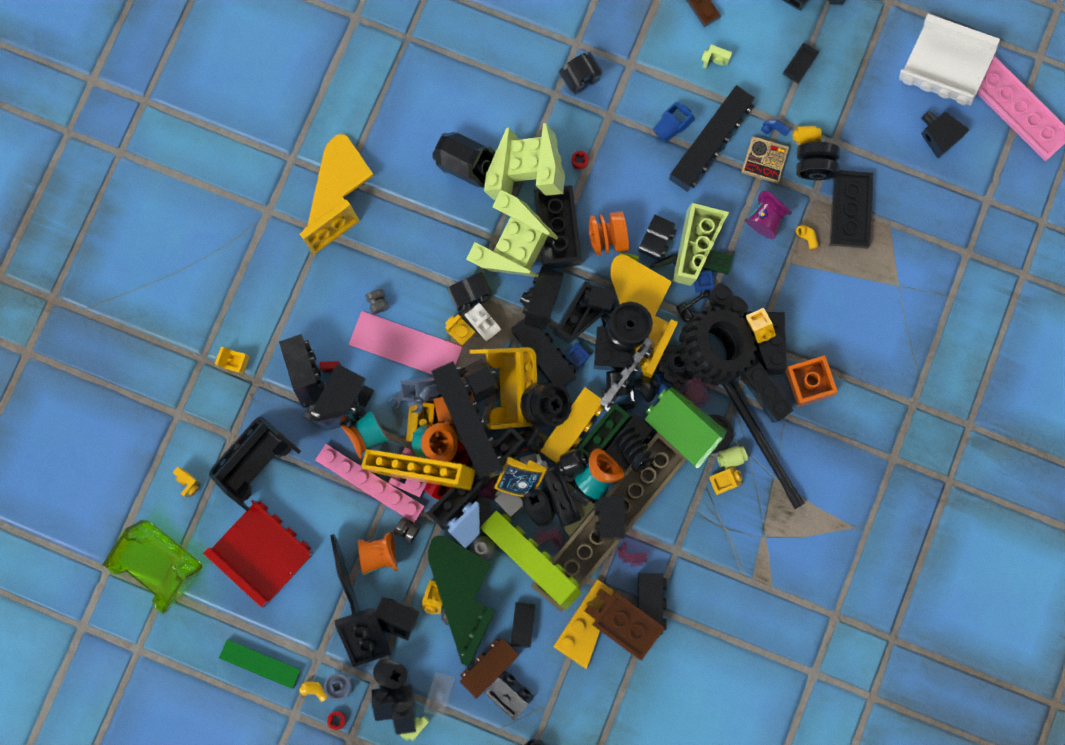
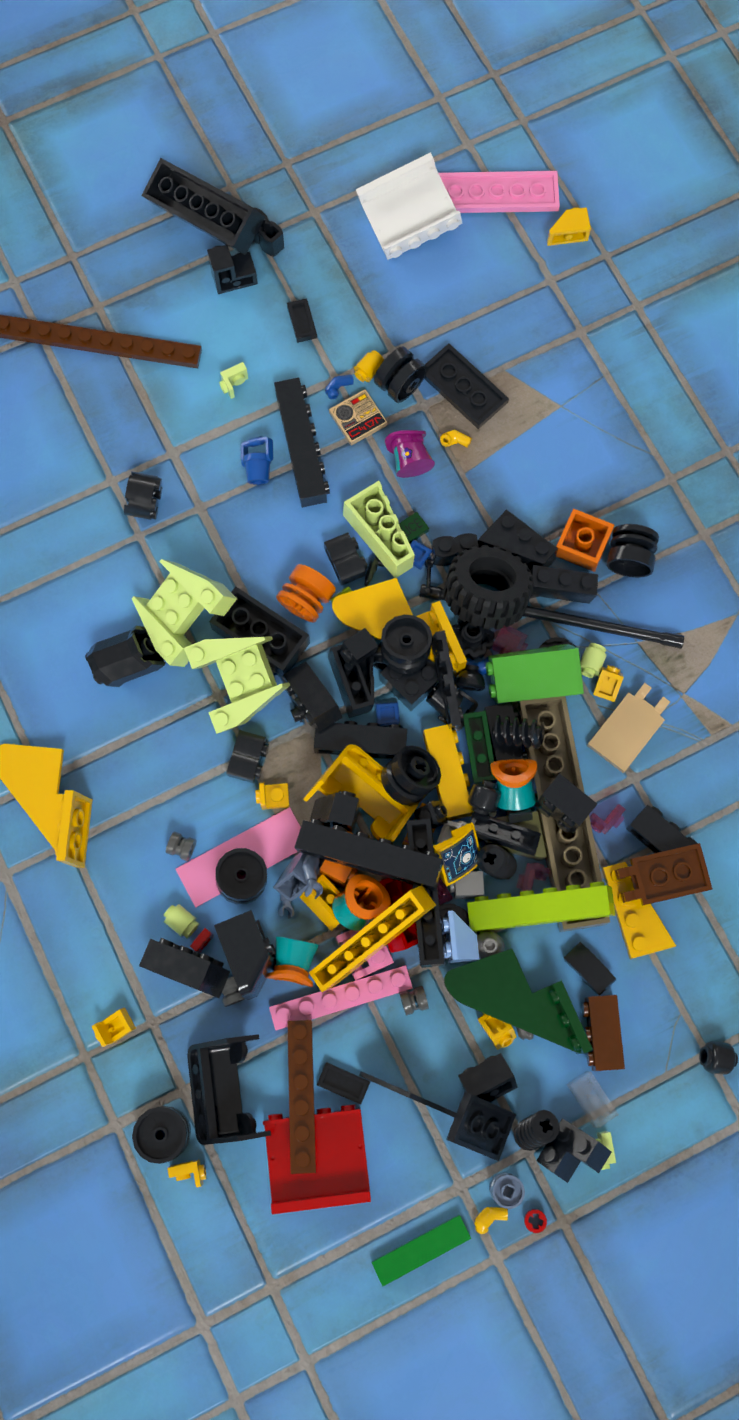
camera: 50 degrees left, 5 degrees down
(154, 562) = (238, 1272): clear neon green windscreen -> none
(182, 445) = (176, 1138): none -> black wheel
(287, 510) = (301, 1097): none -> reddish brown plate
(318, 530) = (343, 1083): none -> black tile
(331, 342) = (180, 920): none -> yellowish green brick
(377, 554) = (415, 1046): orange hat -> none
(383, 345) = (243, 862): none -> black wheel
(482, 322) = (285, 768): white hips -> none
(509, 695) = (645, 1035): black bracket -> none
(580, 154) = (212, 560): red bush -> none
(706, 519) = (628, 729): none -> tan tile
(761, 325) = (503, 535): yellow bracket -> none
(832, 420) = (633, 550): none -> black wheel
(942, 132) = (463, 263): black torso -> none
(1038, 179) = (570, 227): none -> yellow slope

